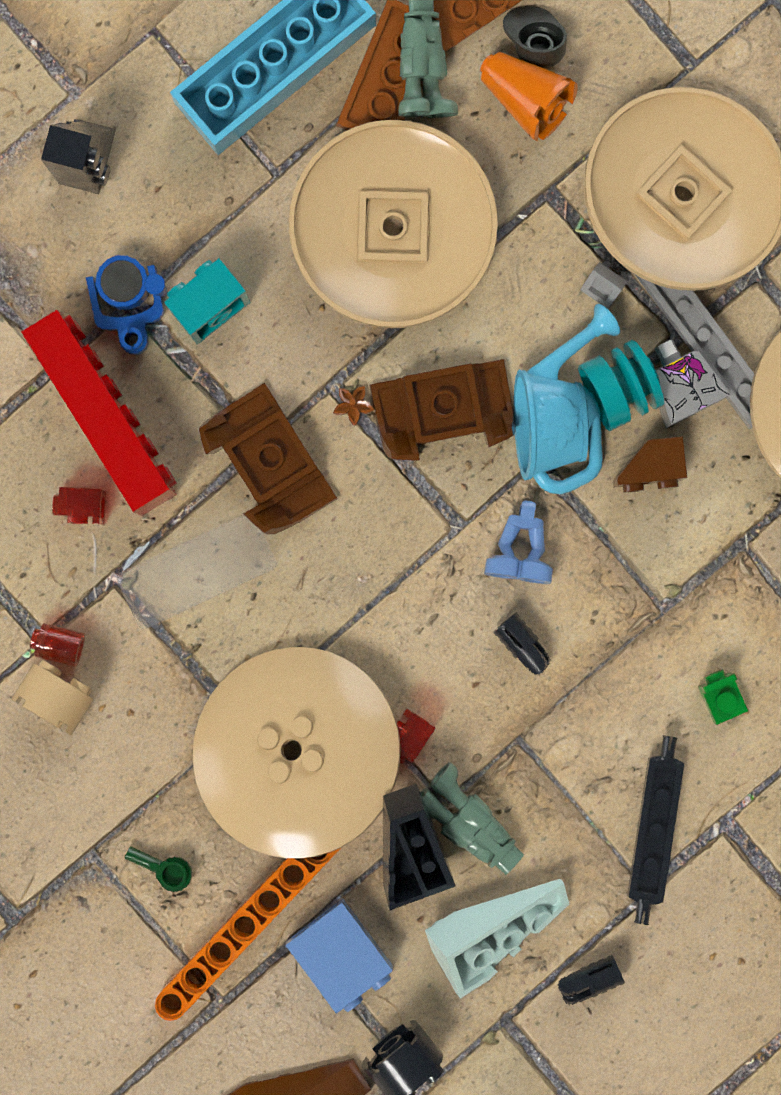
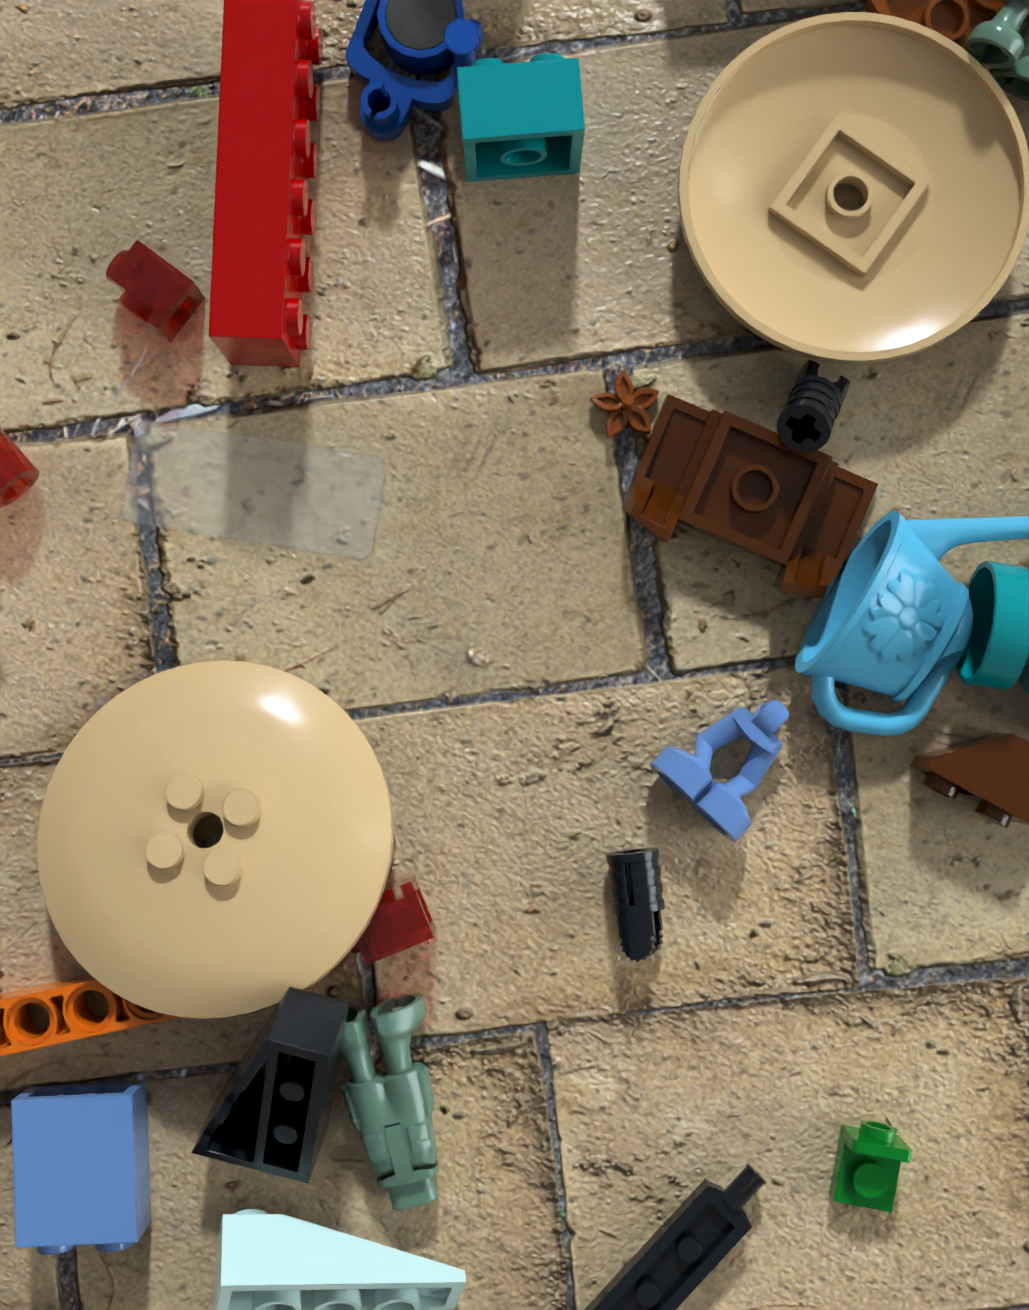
camera: 35 degrees right, 0 degrees up
(268, 460) = (455, 404): reddish brown piece -> none
(445, 347) = (811, 409): none -> black hinge

